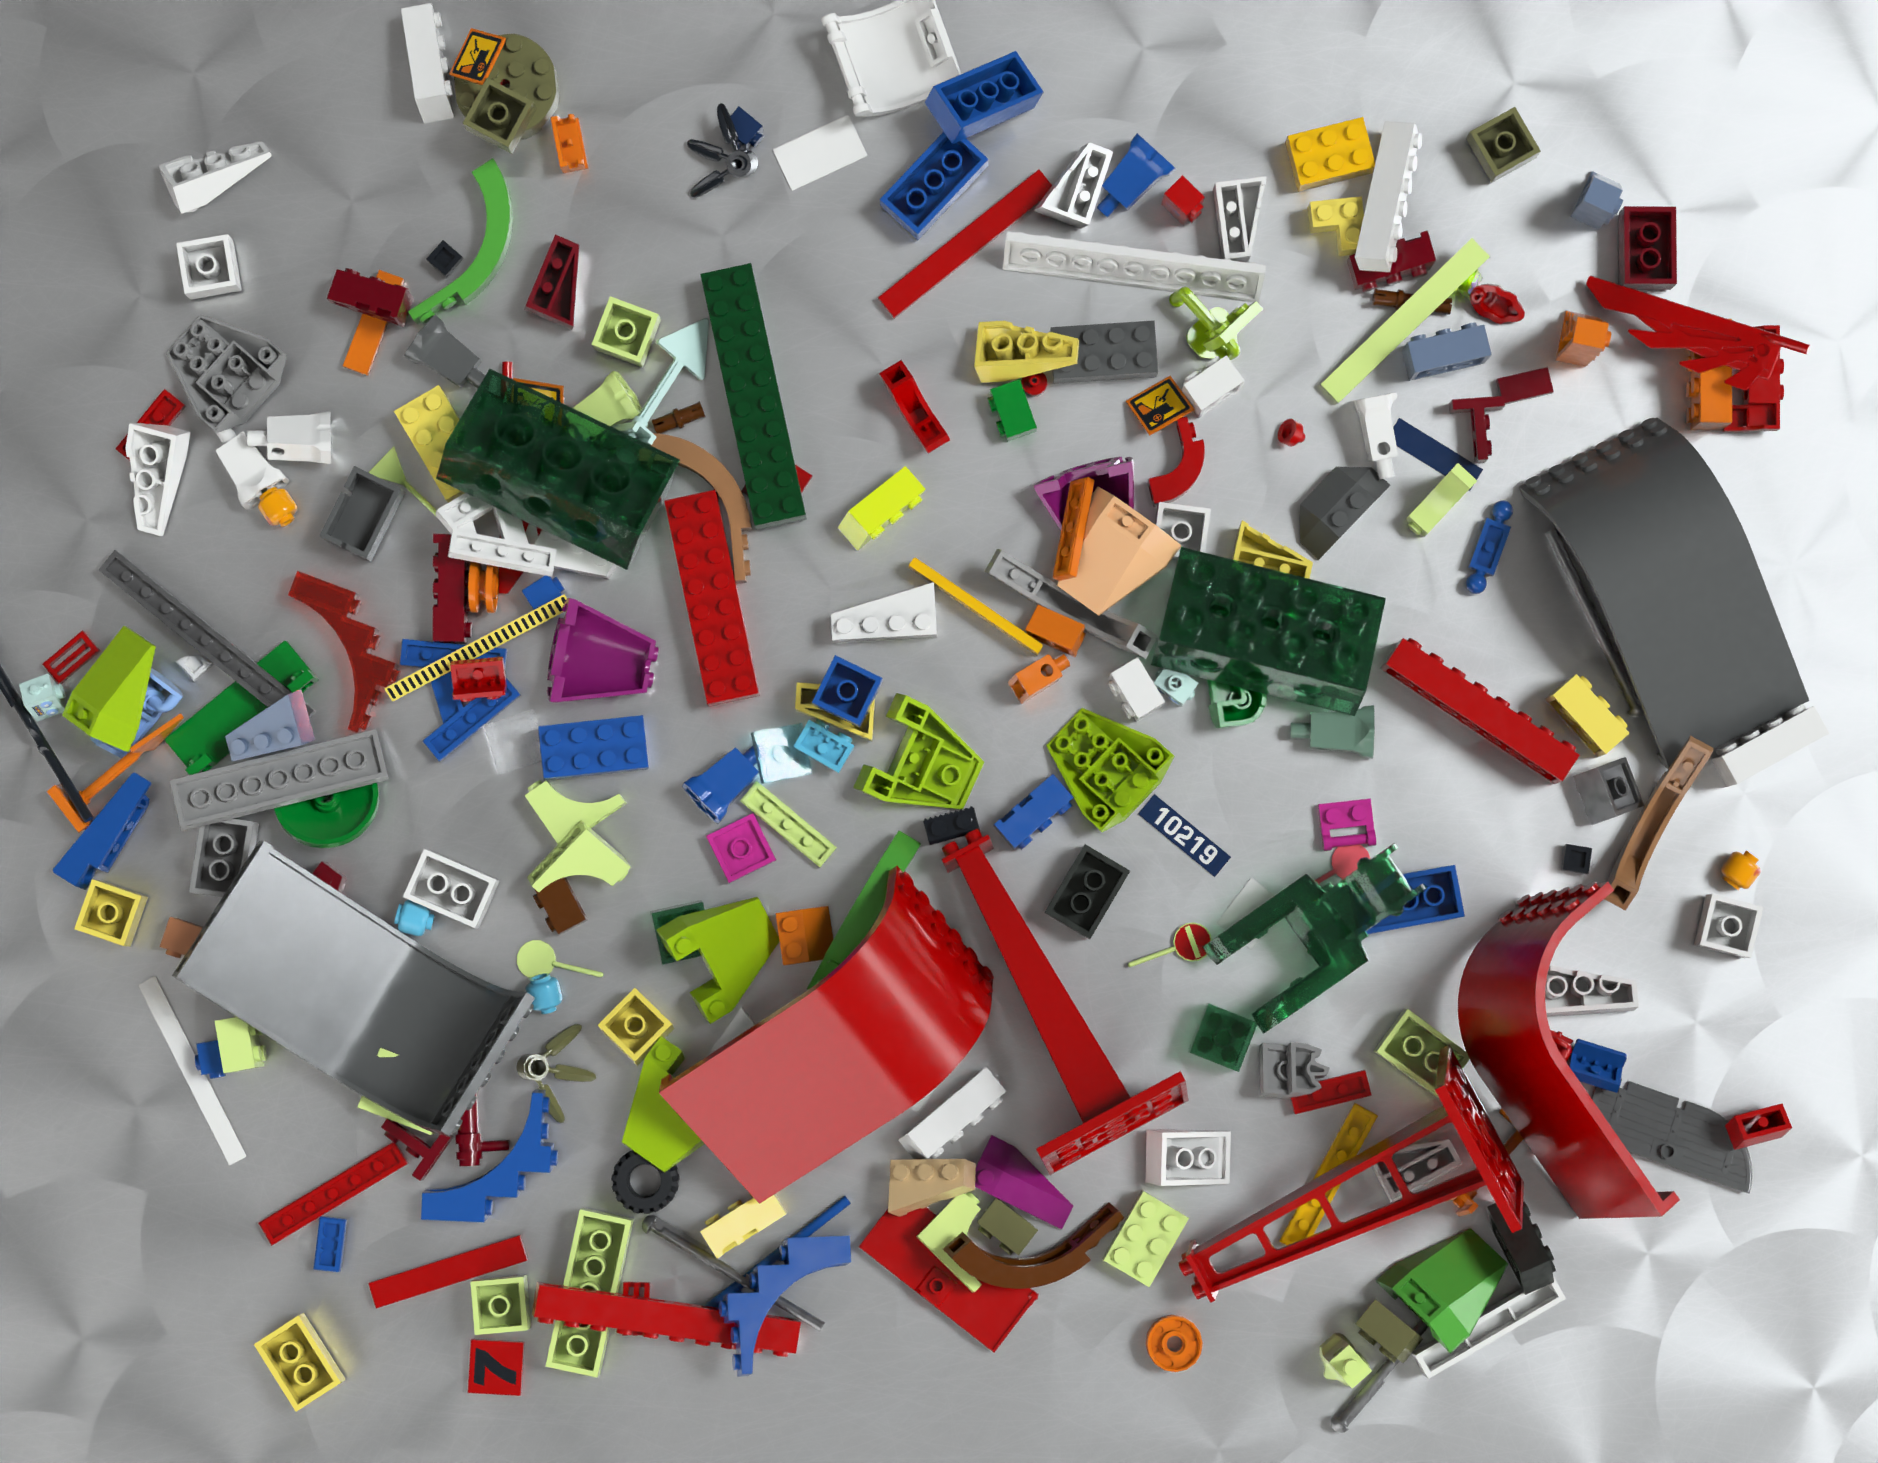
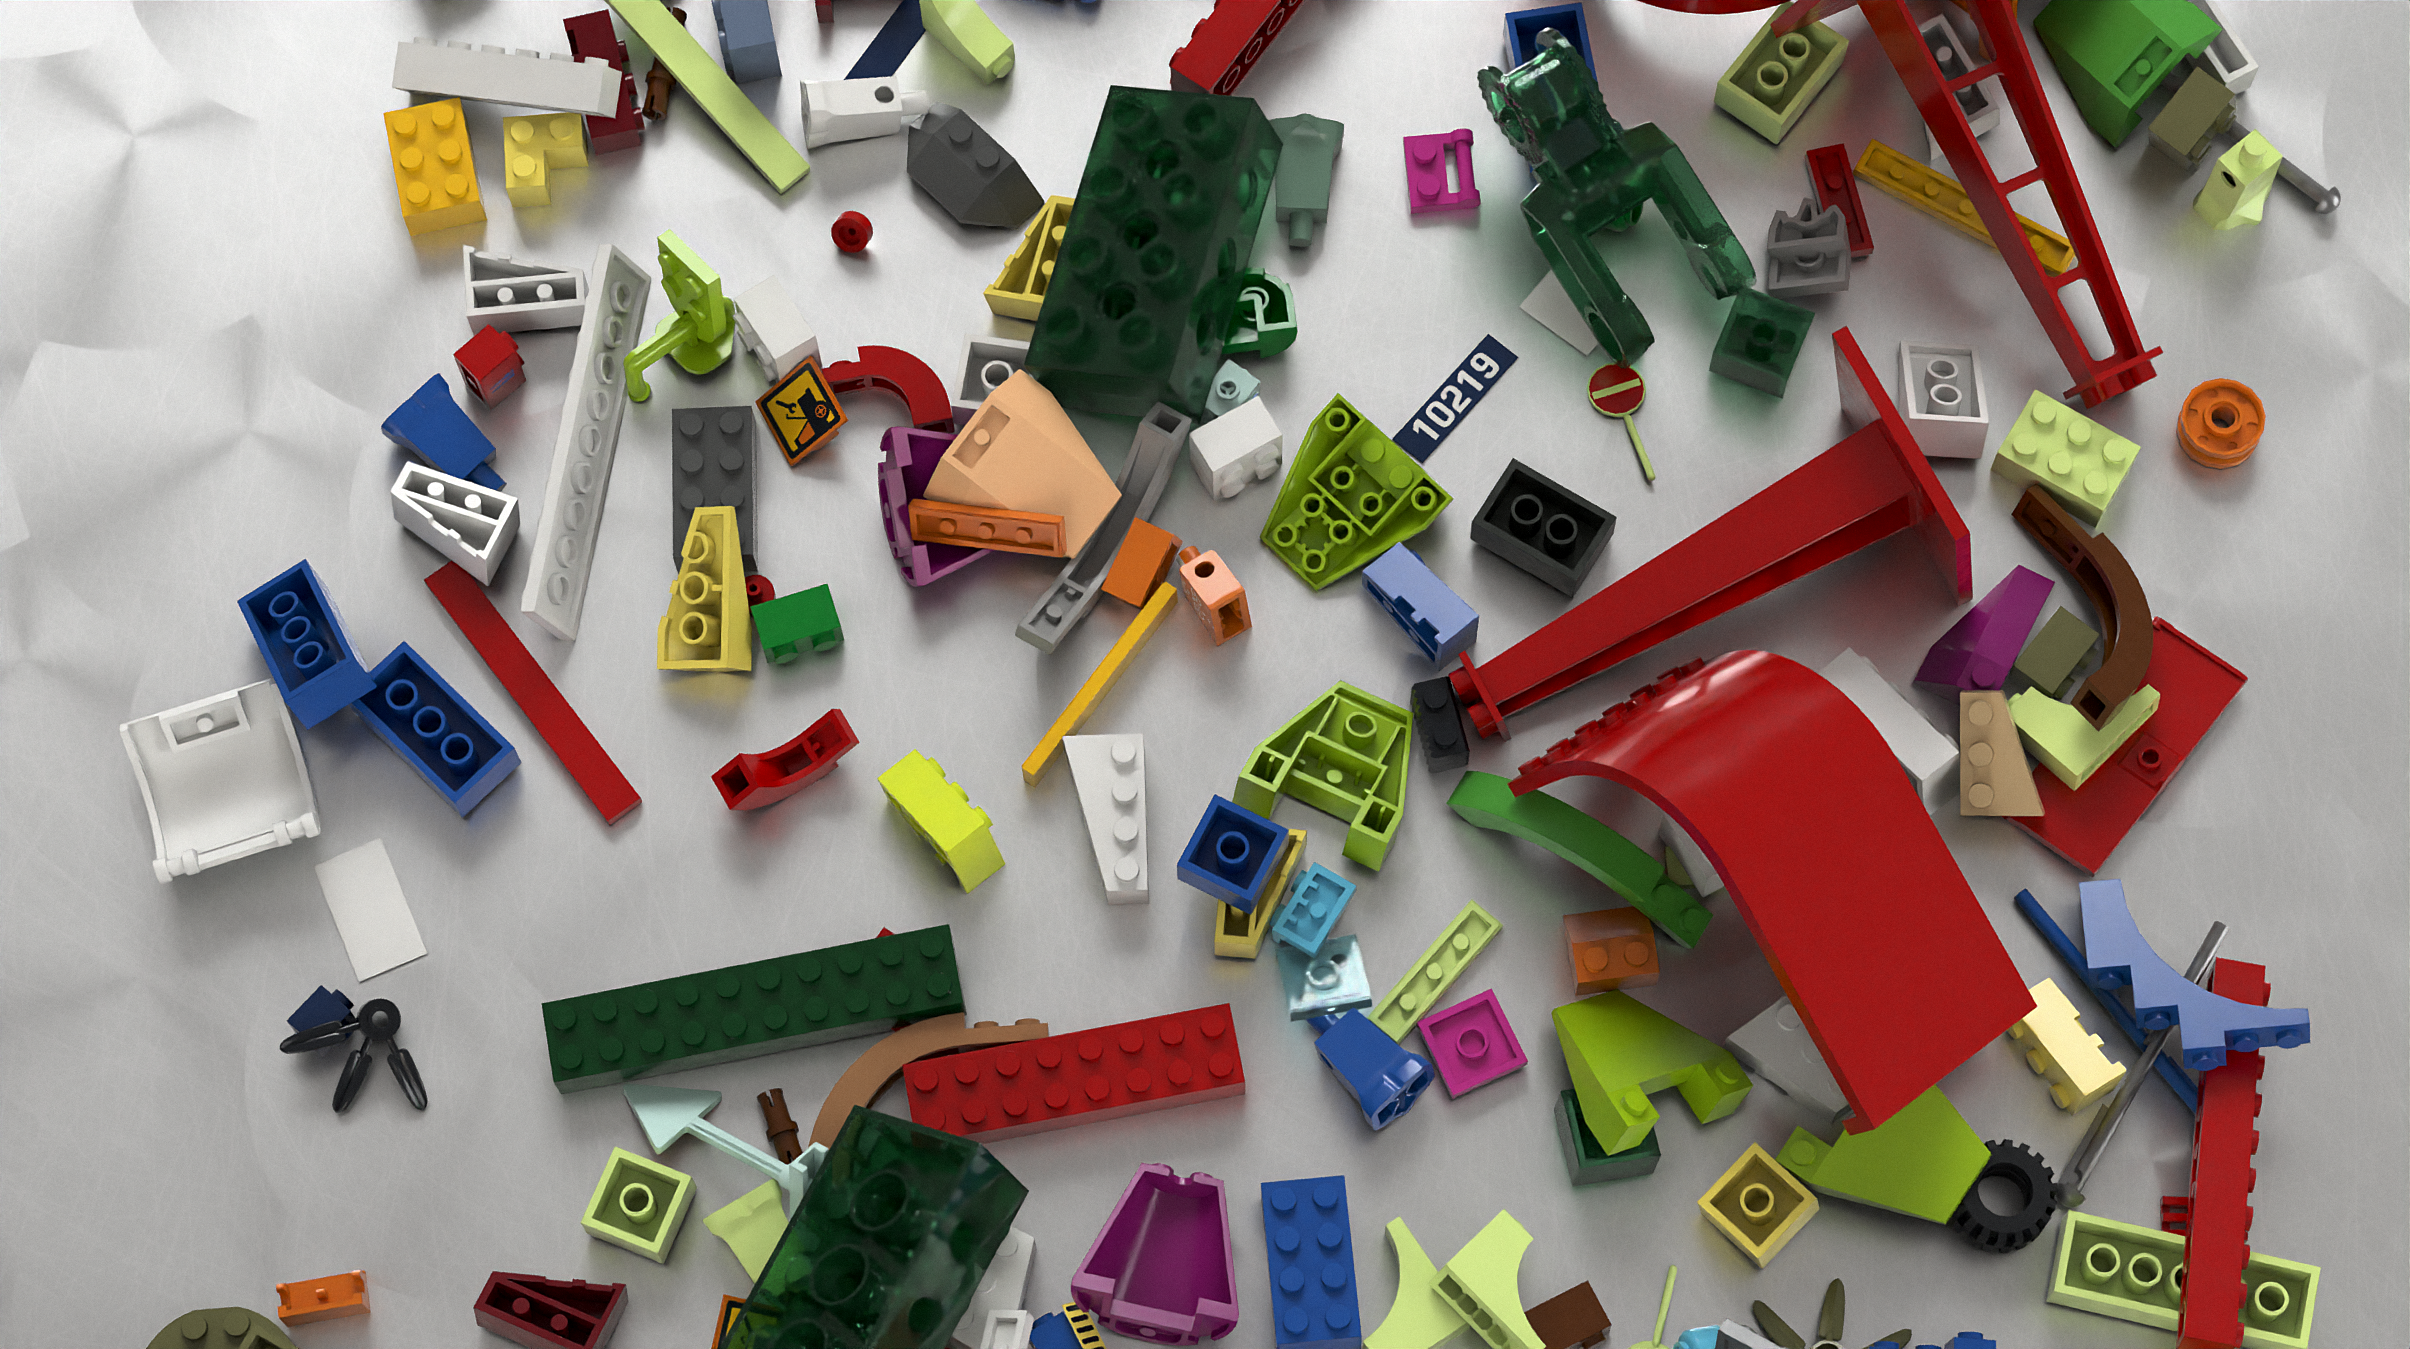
camera: 90 degrees left, 15 degrees down
(1345, 861) = (1498, 171): coral piece -> none

